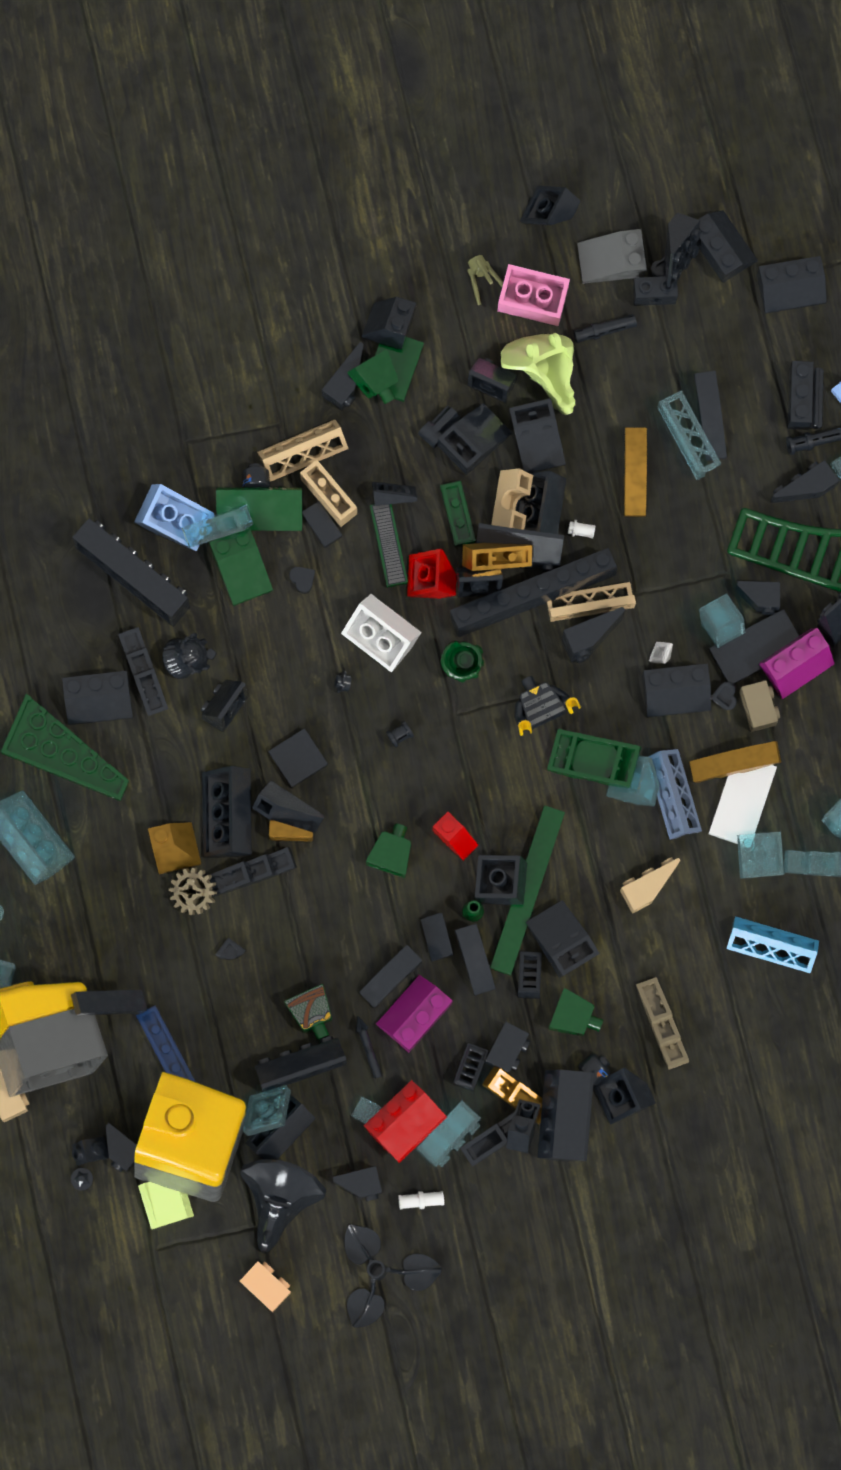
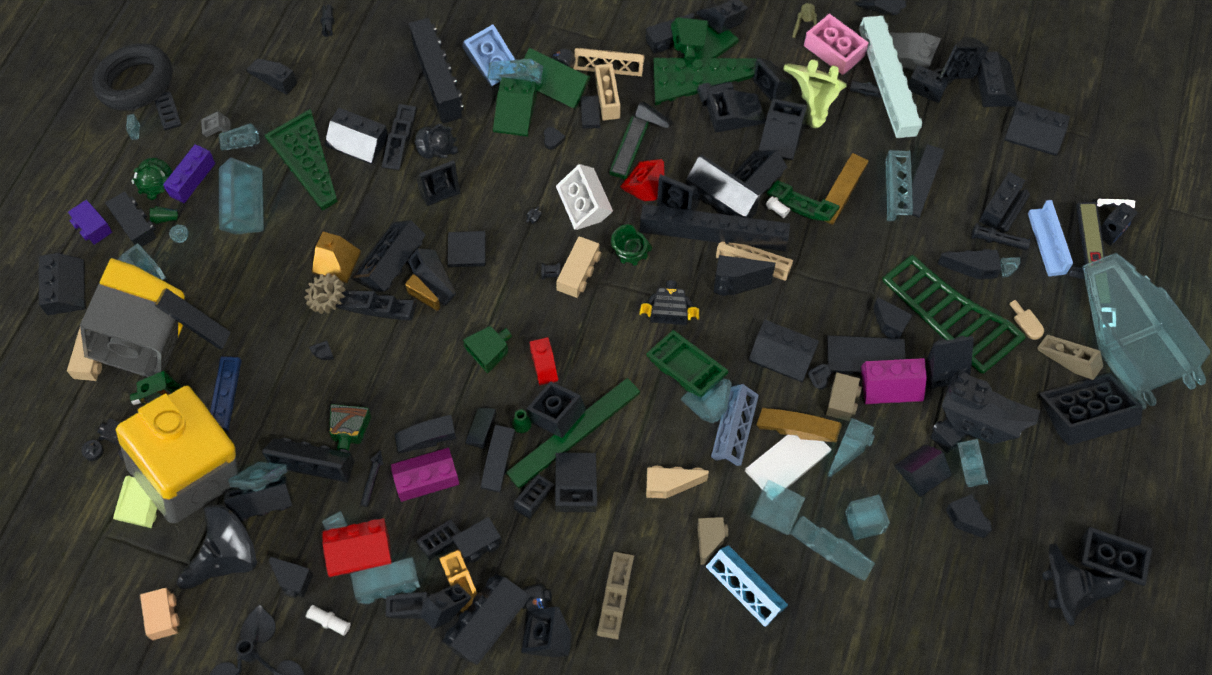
camera: 35 degrees right, 15 degrees down
(111, 1083) = (154, 387): none -> dark green torso
(395, 425) = (682, 77): none -> dark green wing
(425, 714) = (578, 267): none -> tan brick
(457, 513) = (693, 149): dark green tile -> none
(496, 556) = (702, 183): pearl gold slope -> none
(511, 487) = (742, 153): tan arch -> none
(574, 1015) = (547, 546): dark green torso -> none
(604, 512) = (801, 204): none -> dark green slope
(612, 307) = (890, 77): none -> light aqua brick
(661, 652) = (788, 320): white slope -> none
(715, 919) = (710, 536): none -> dark tan slope
(722, 620) = (849, 318): clear light blue head -> none
(793, 747) = (853, 444): none -> clear light blue slope

